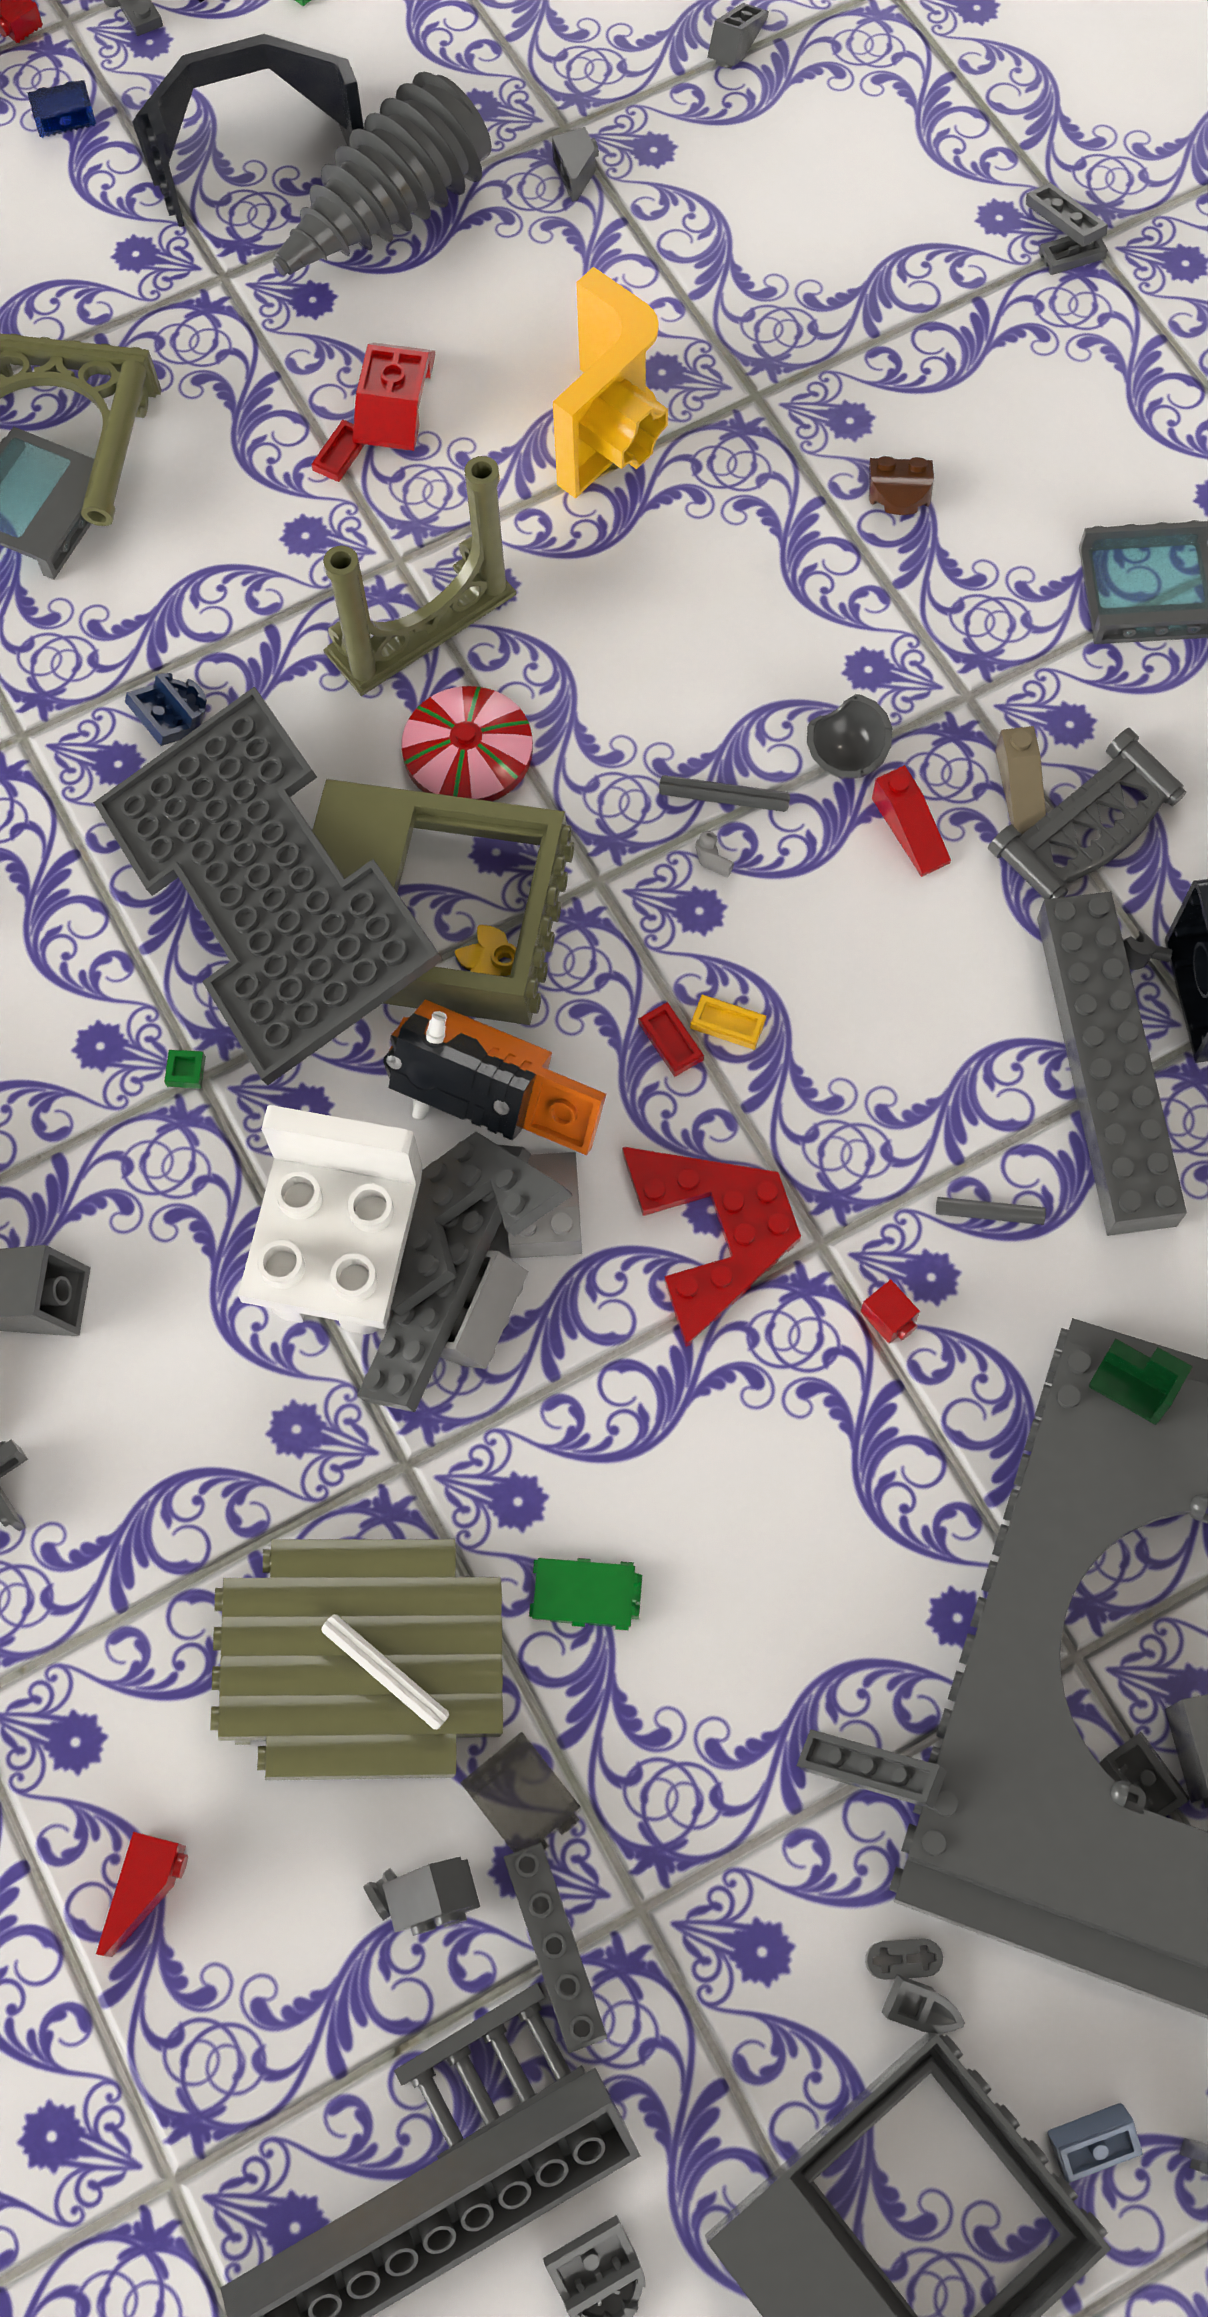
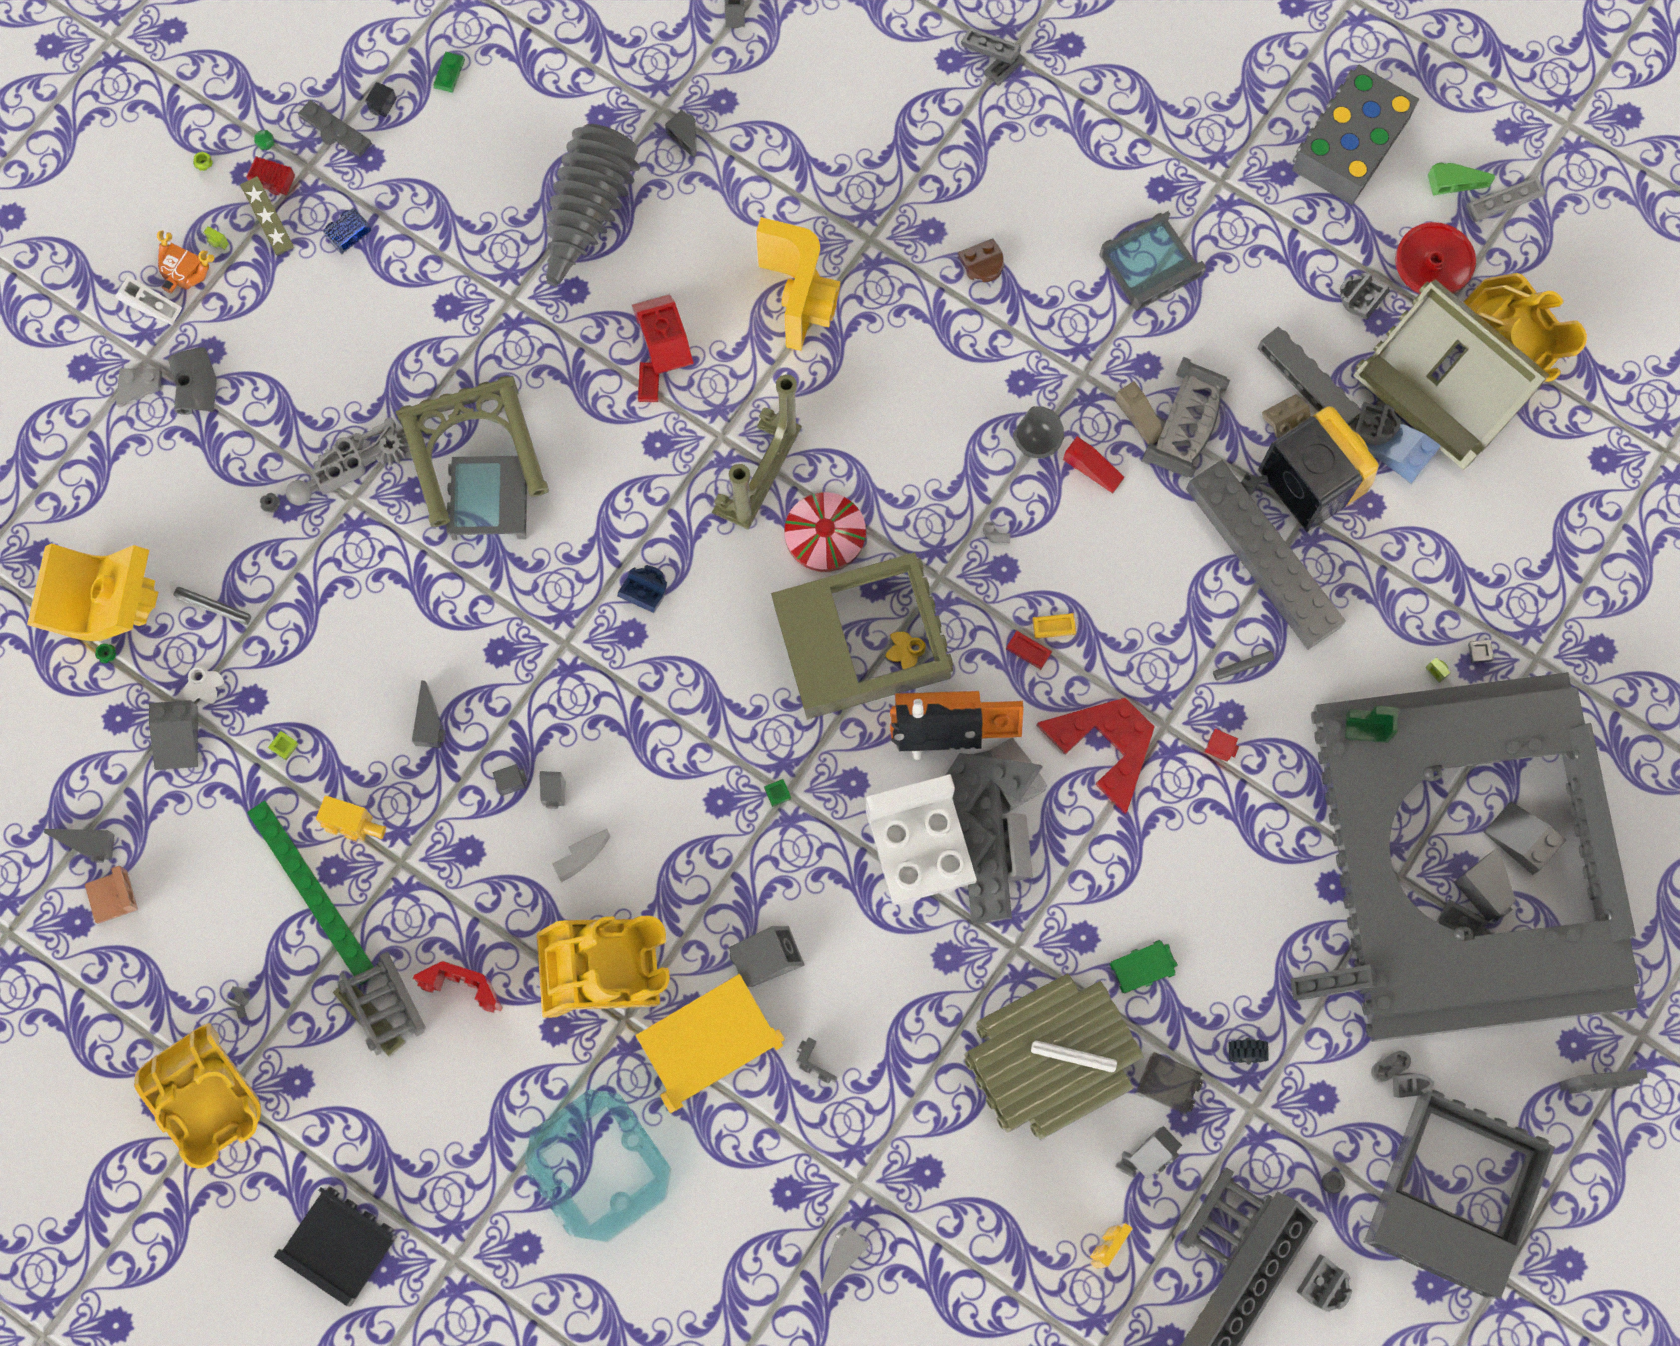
camera: 30 degrees left, 5 degrees up
(144, 1881) = (1006, 1218): red slope -> none
(276, 2003) = (1114, 1239): none -> yellow plate
(298, 935) = (819, 695): dark grey piece -> none
(313, 73) = (427, 212): black panel -> none
(555, 1948) = (1228, 1146): dark grey slope -> none
(675, 1810) = (1248, 1051): none -> black wheel
(706, 2103) = (1333, 1182): none -> dark grey tile
(724, 793) = (982, 494): dark grey axle -> none
(1095, 2142) = (1520, 1104): sand blue slope -> none

